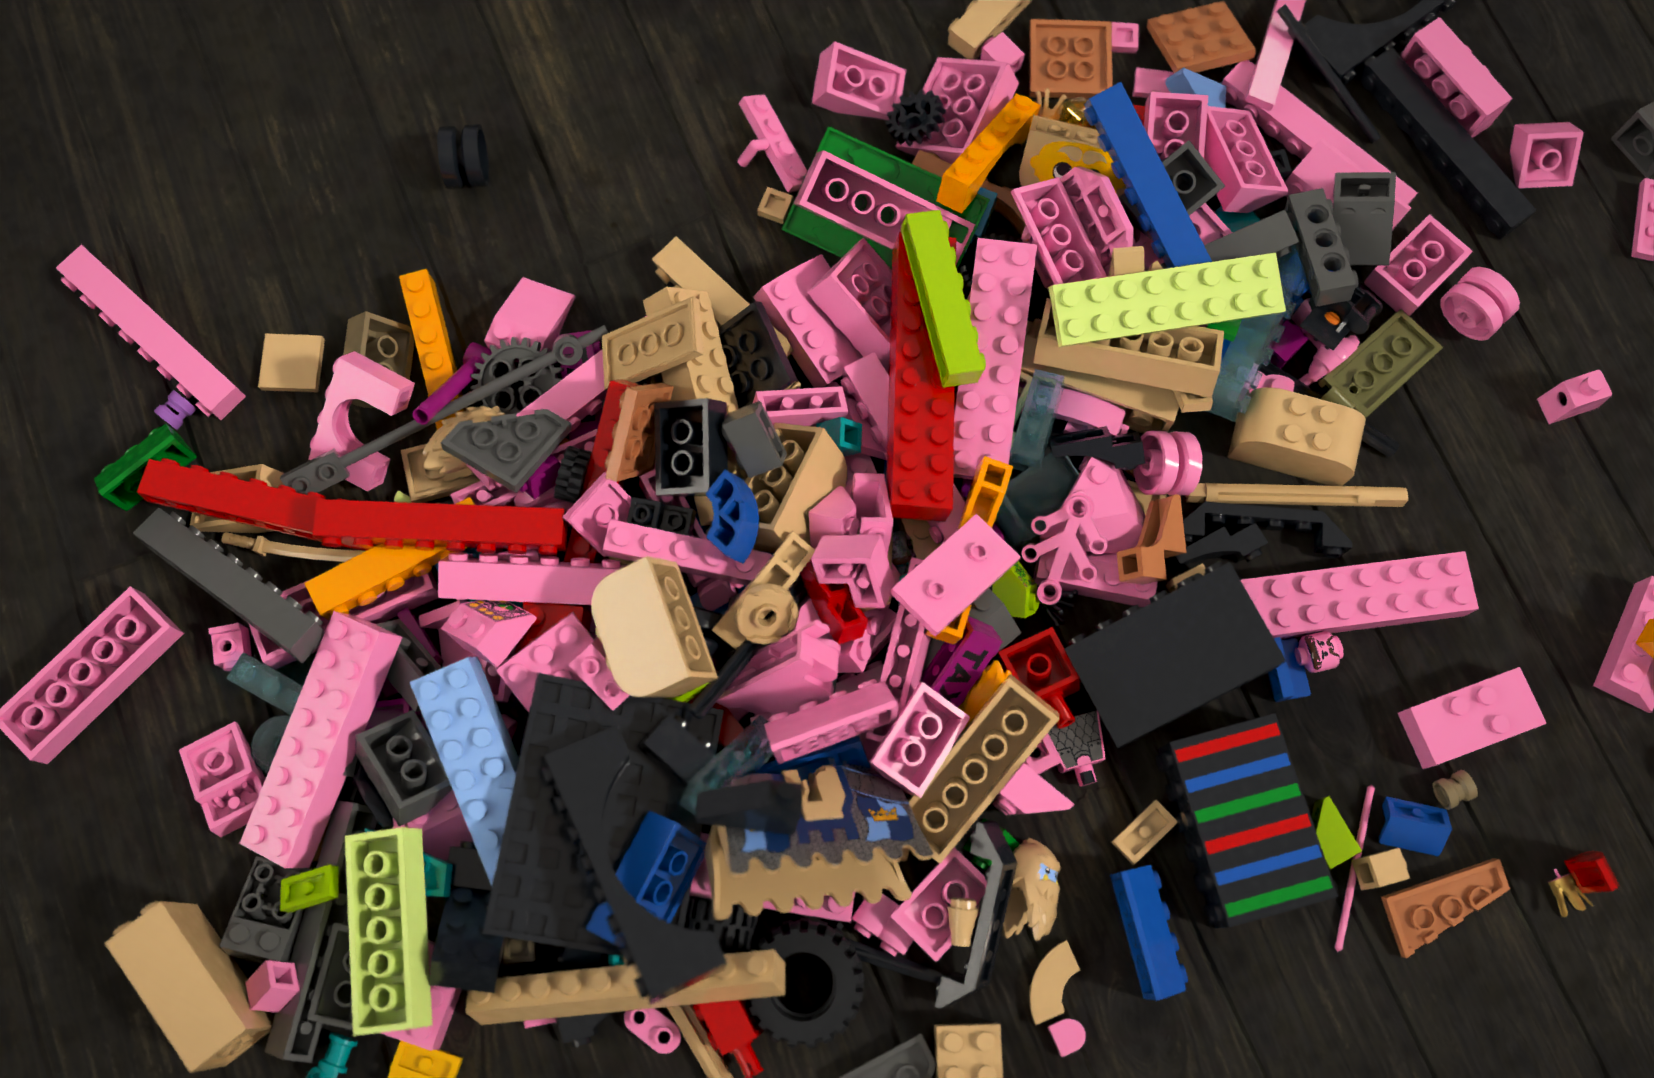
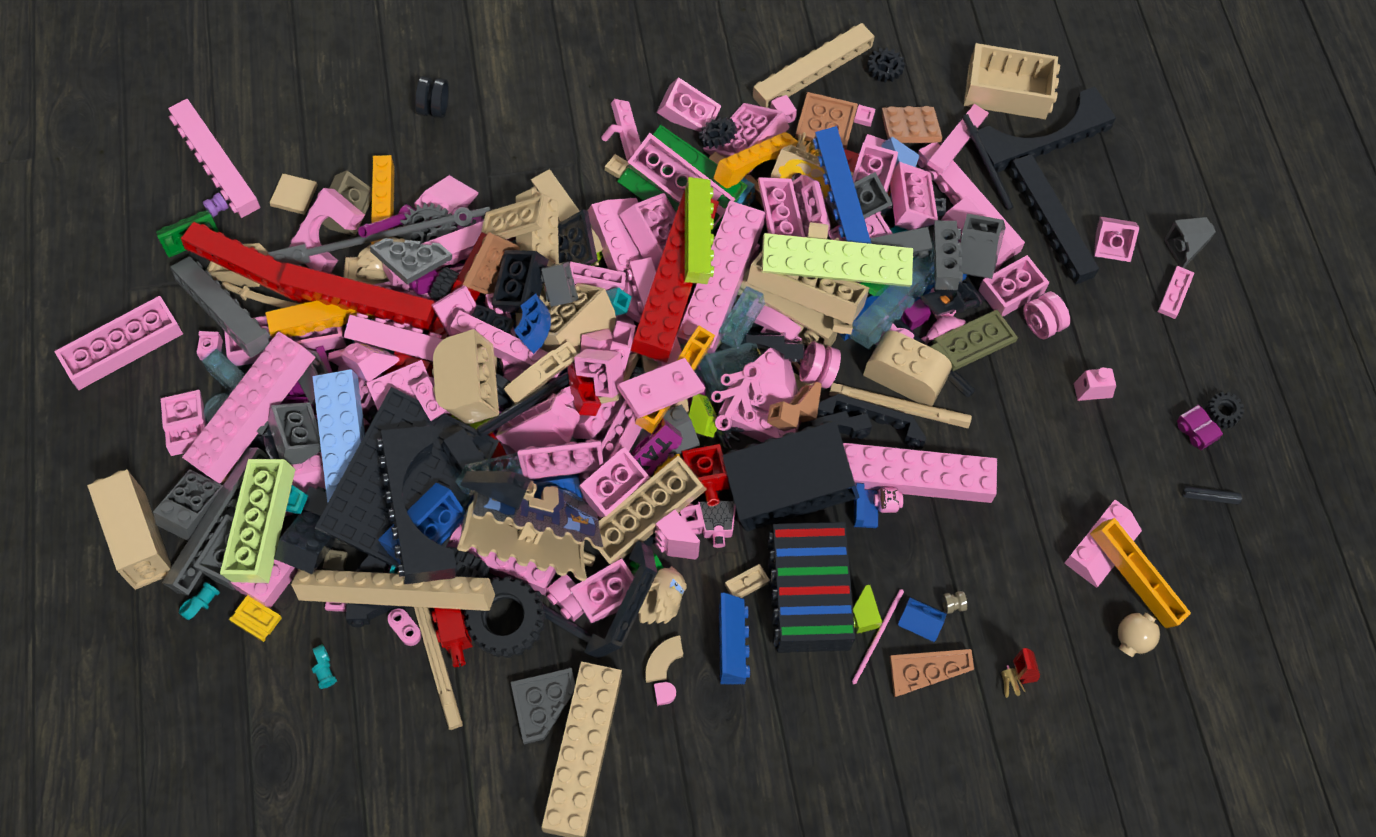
camera: 10 degrees right, 10 degrees down
(272, 986) = (178, 542): bright pink brick -> none
(309, 888) = (217, 489): lime plate -> none
(766, 598) = (534, 372): tan tile -> none
(962, 918) = (613, 599): tan cone -> none
(1380, 869) = (892, 637): tan brick -> none
(1456, 77) = (1066, 180): bright pink brick -> none
(1471, 718) = (976, 561): bright pink brick -> none

